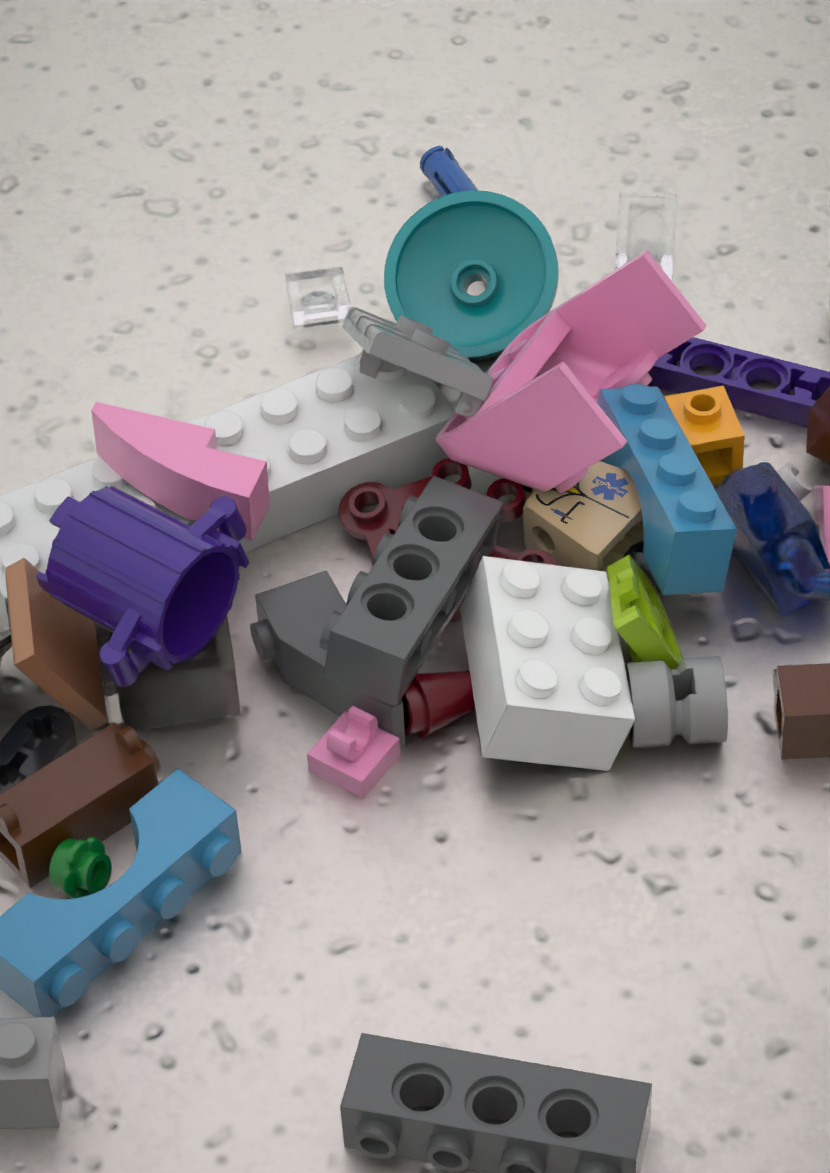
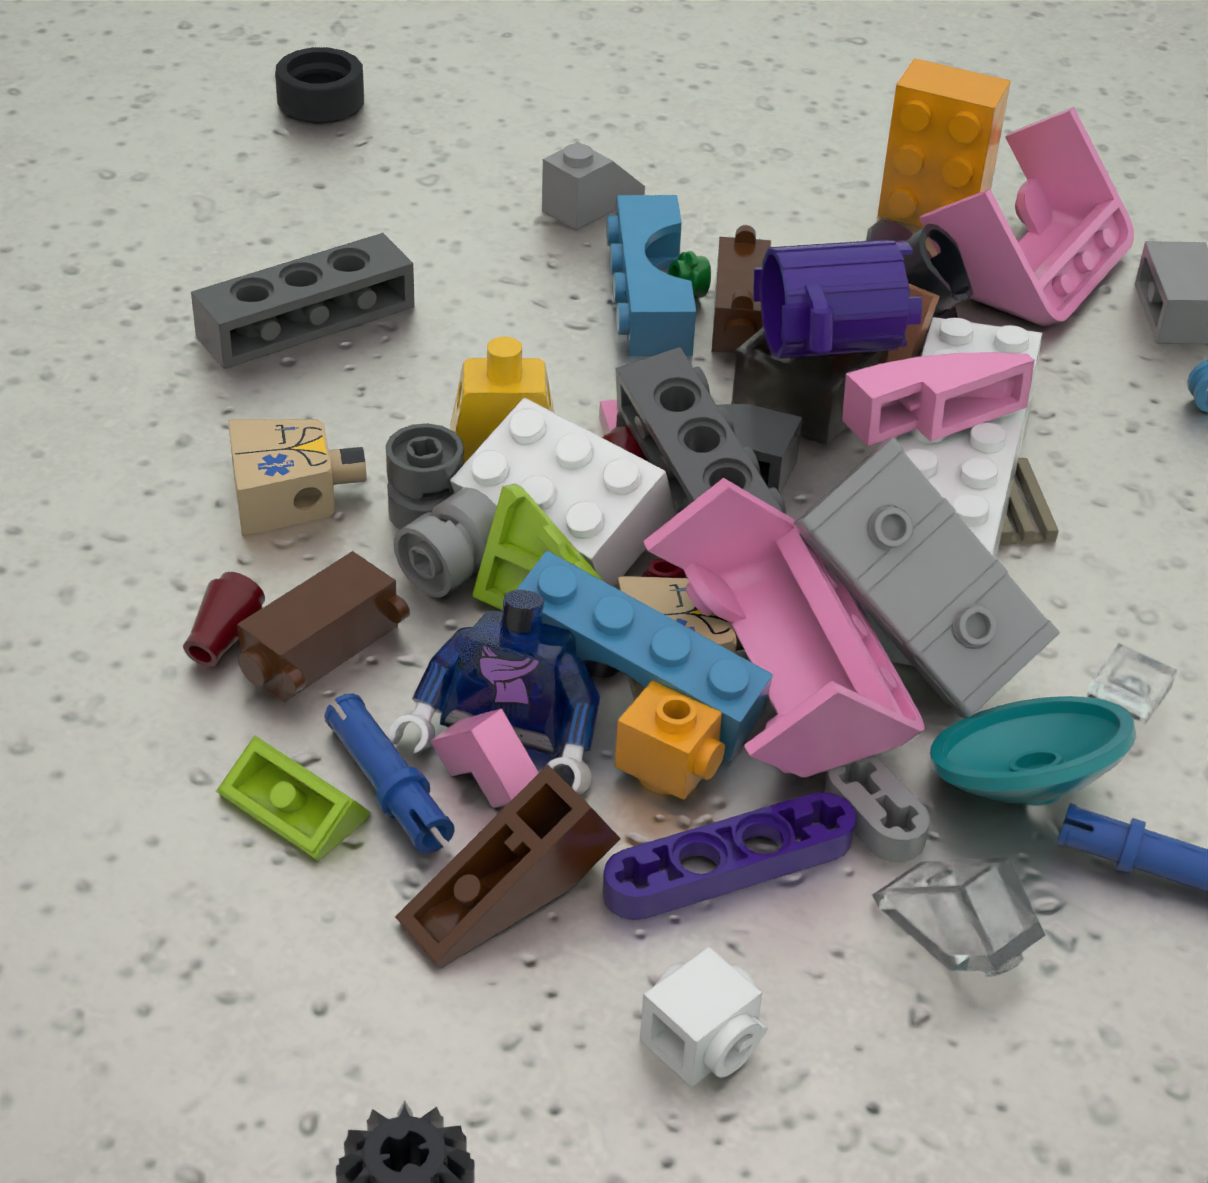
camera: 130 degrees right, 5 degrees down
(488, 795) = (493, 388): none -> yellow torso
(632, 774) = (420, 470): none -> dark grey wheel
(739, 888) = (287, 472): none -> tan torso

